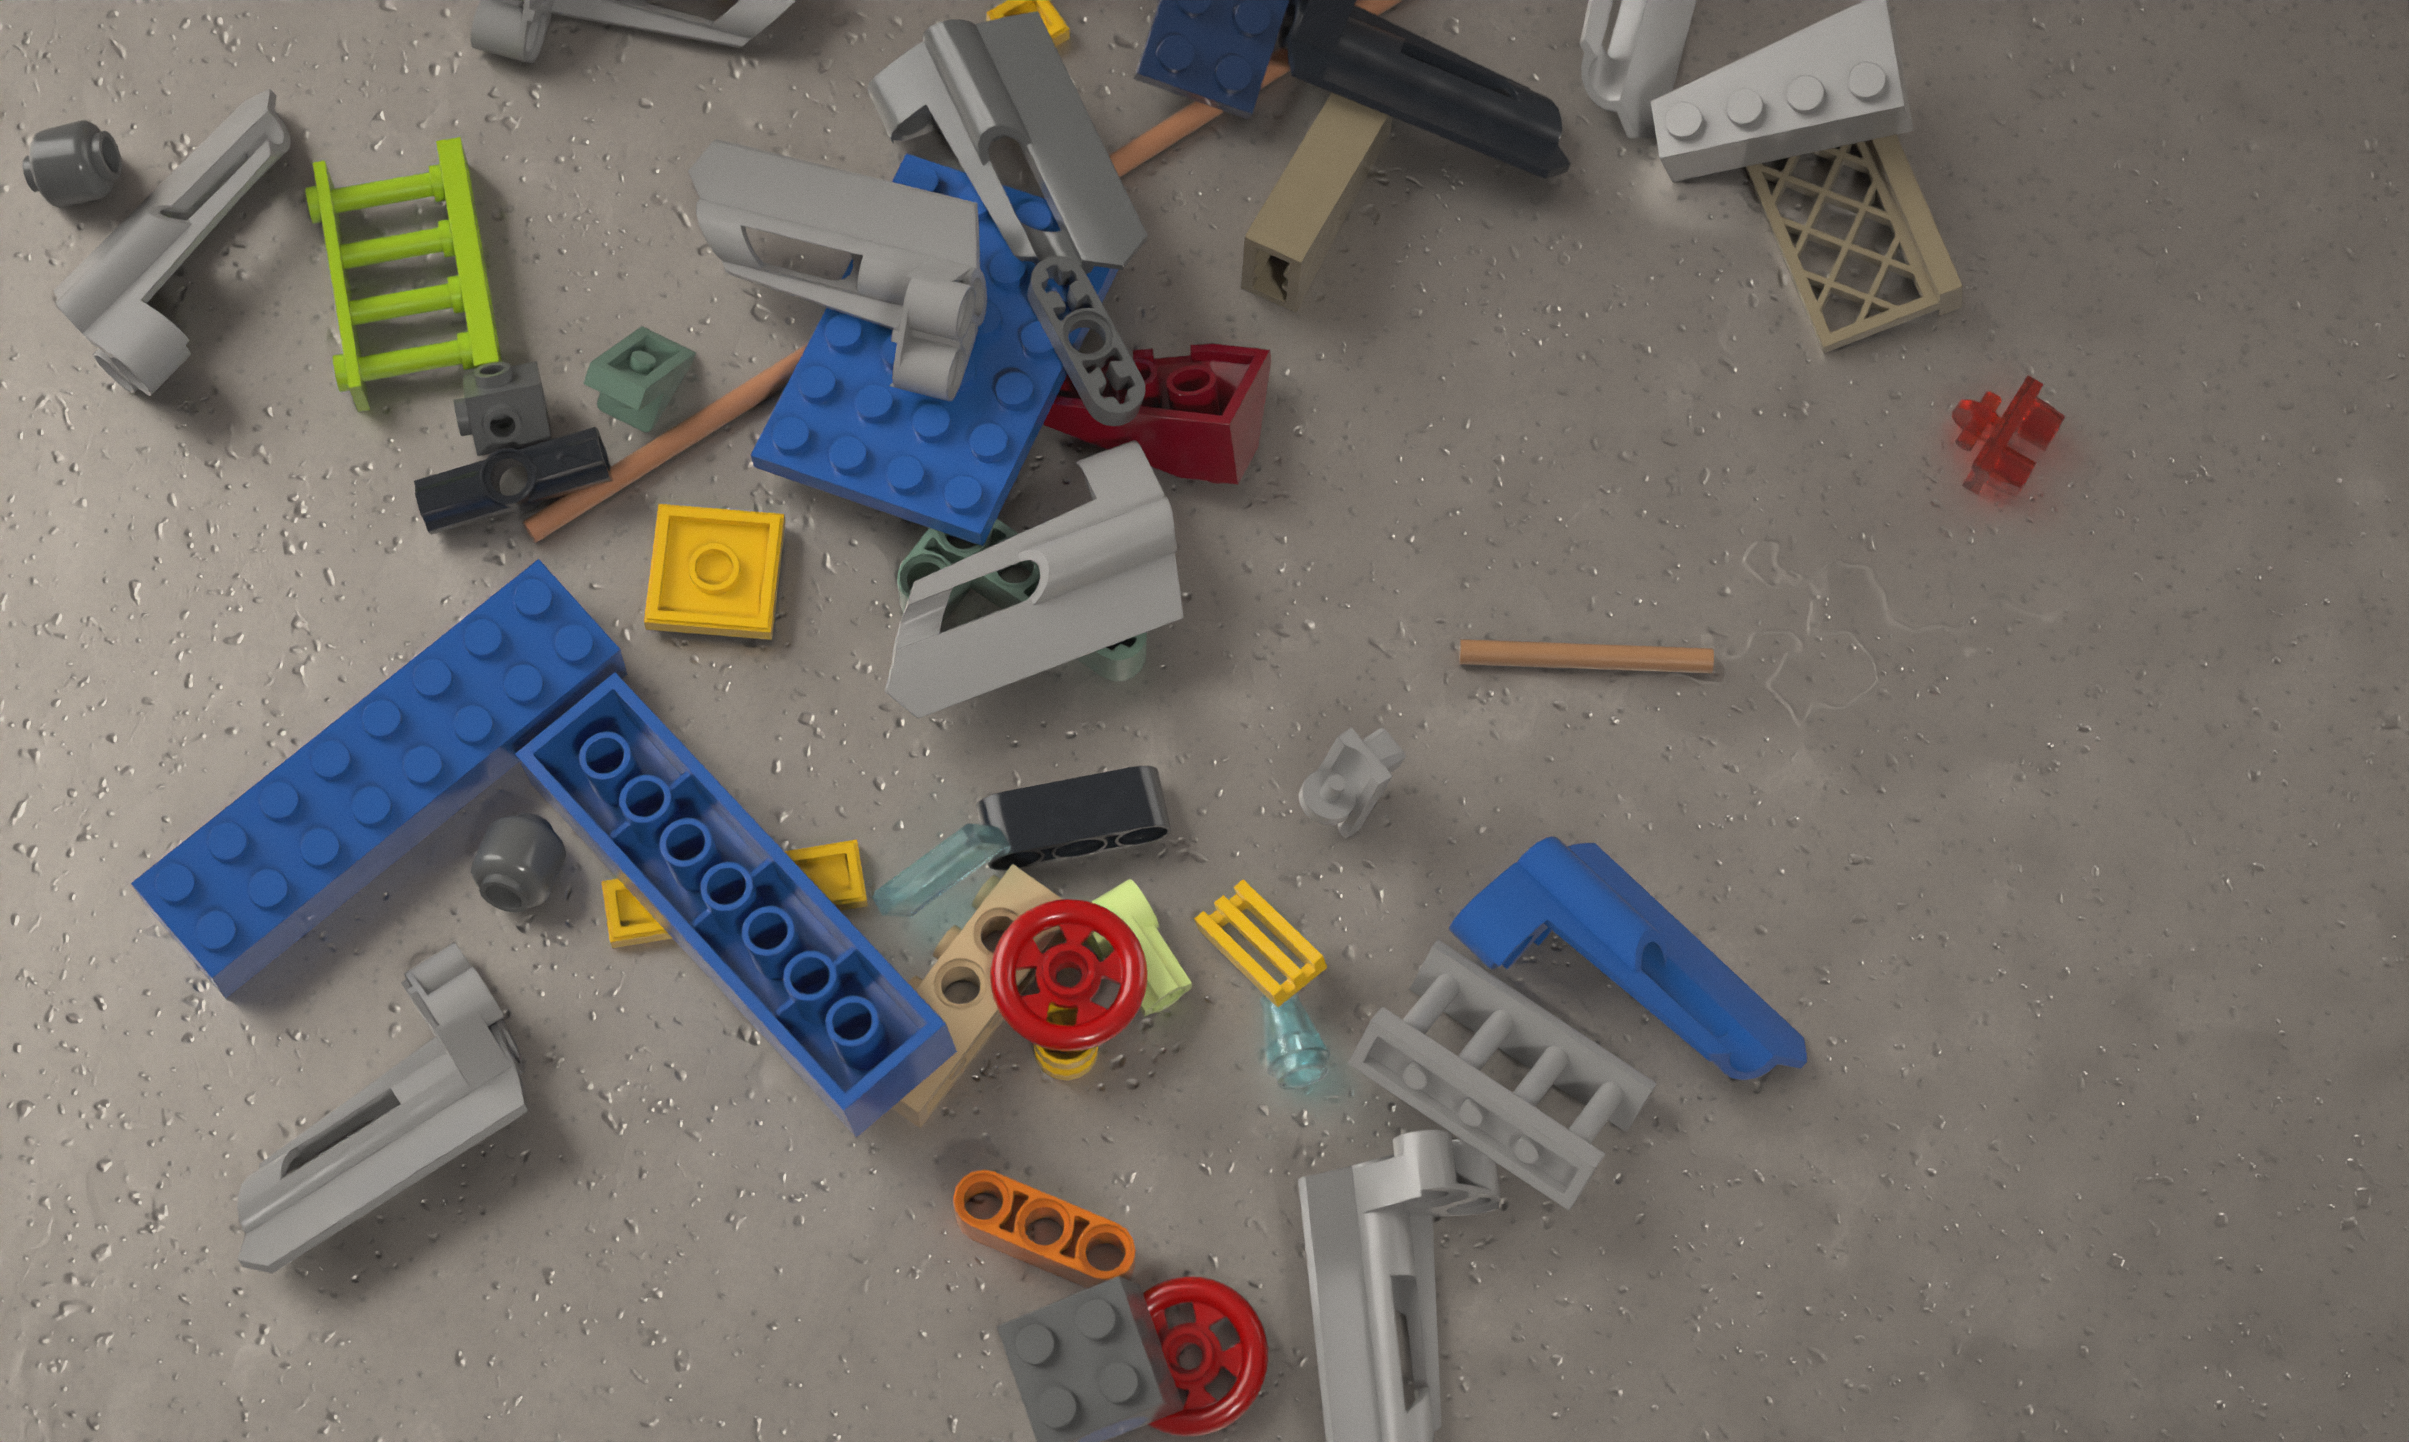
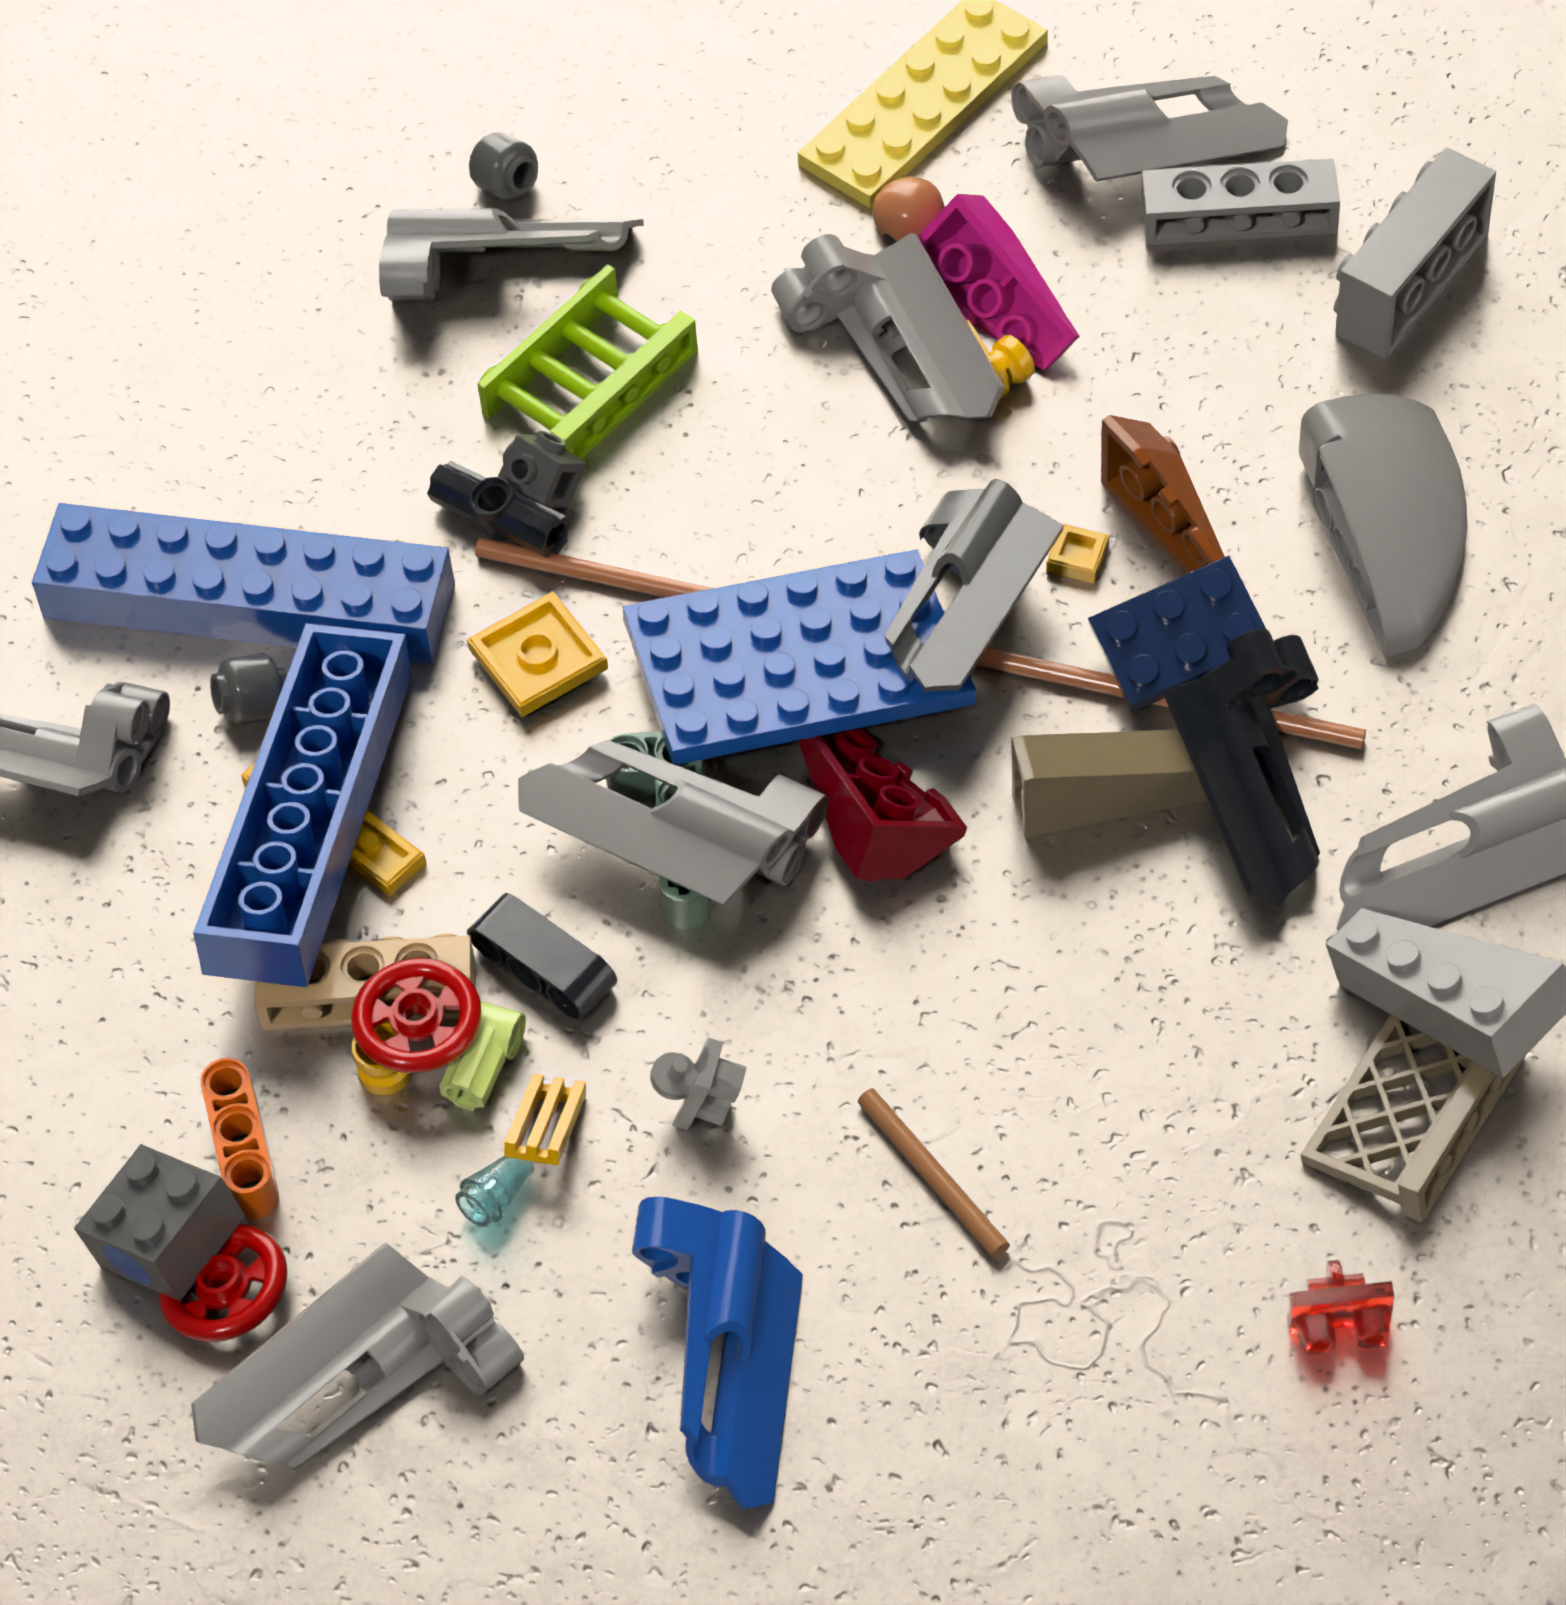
camera: 60 degrees right, 15 degrees down
(639, 377) = (629, 521): sand green slope -> none
(908, 250) = (822, 588): light grey panel -> none
(939, 870) = (432, 901): clear light blue tile -> none
(1121, 371) = (861, 732): dark grey beam -> none
(1482, 1110) = (521, 1331): light grey fence -> none

